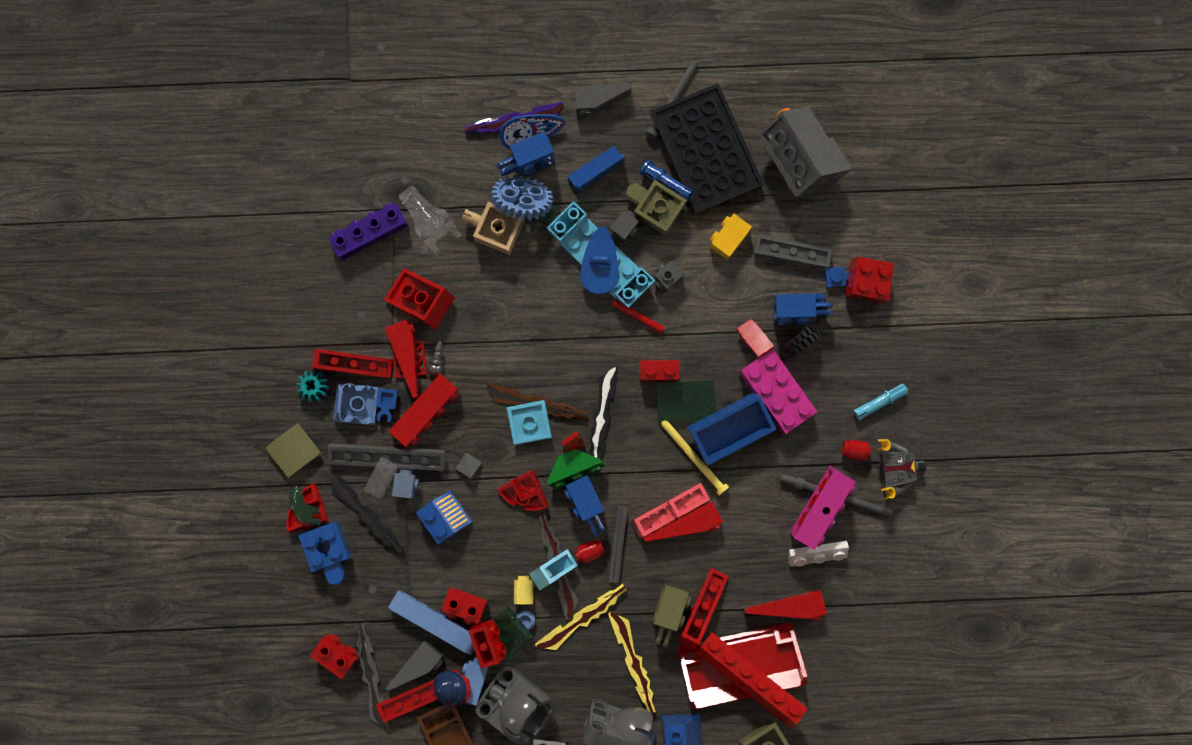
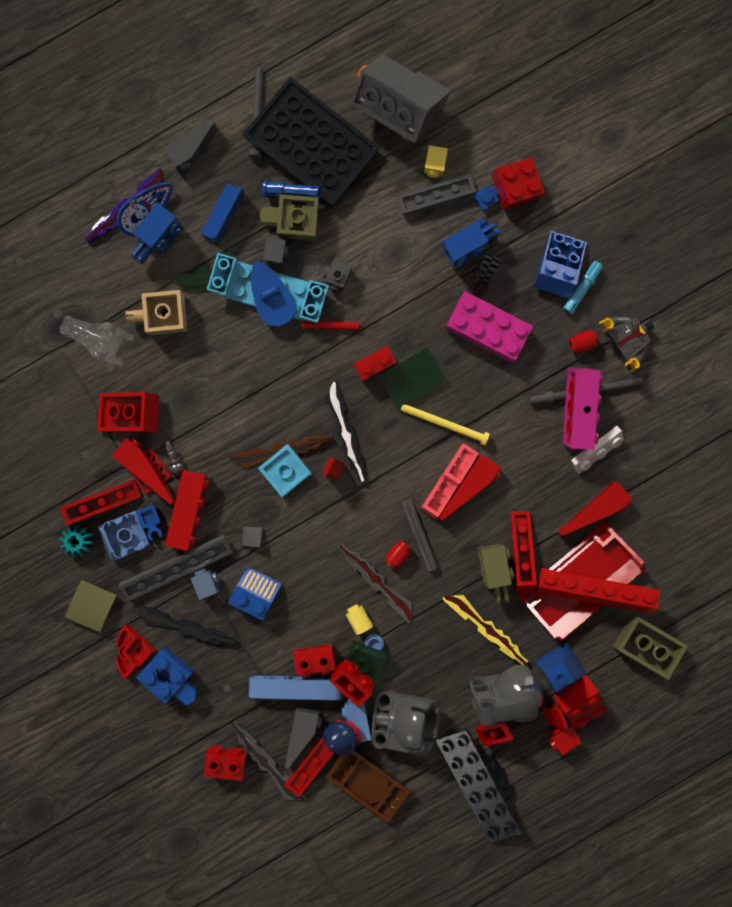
camera: 25 degrees left, 5 degrees up
(301, 509) = (127, 654): clear green piece -> none
(368, 231) = (49, 377): dark purple brick -> none
(381, 478) = (181, 588): clear slope -> none
(511, 197) = (169, 274): medium blue gear -> none
(525, 491) = (313, 532): red brick -> none
(553, 569) = (375, 587): medium azure slope -> none
(573, 467) = (344, 489): green slope -> none
(582, 618) = (423, 614): light yellow sword -> none
(586, 502) = (372, 514): blue brick -> none
(730, 236) = (374, 210): yellow brick -> none
(731, 428) = (465, 381): blue piece -> none
(754, 338) = (444, 290): slope -> none
(807, 222) = (435, 161): none -> light yellow brick
(870, 371) = (560, 264): none -> blue slope

